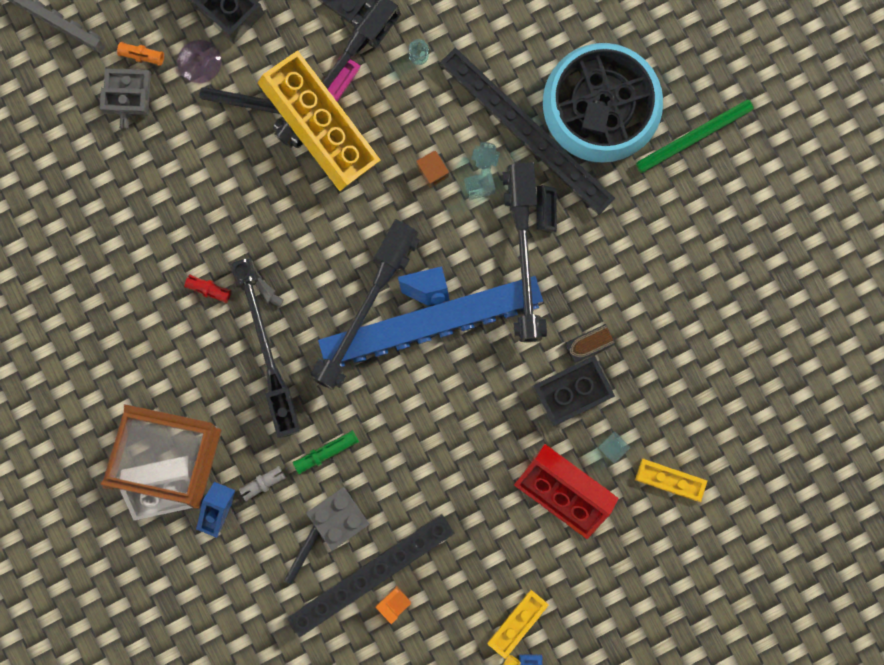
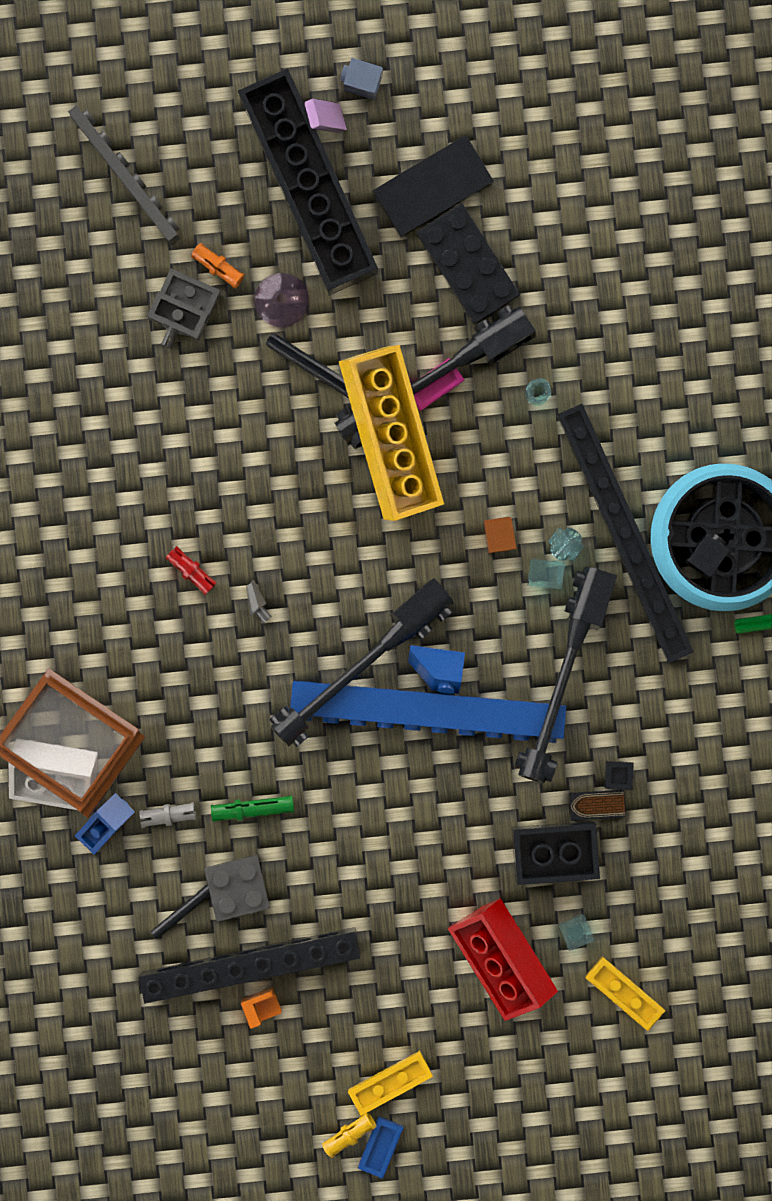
camera: 20 degrees right, 5 degrees up
(278, 394) = (225, 724): black bar -> none
(546, 209) = (610, 633): black tile -> none
(597, 314) = (618, 775): none -> black plate

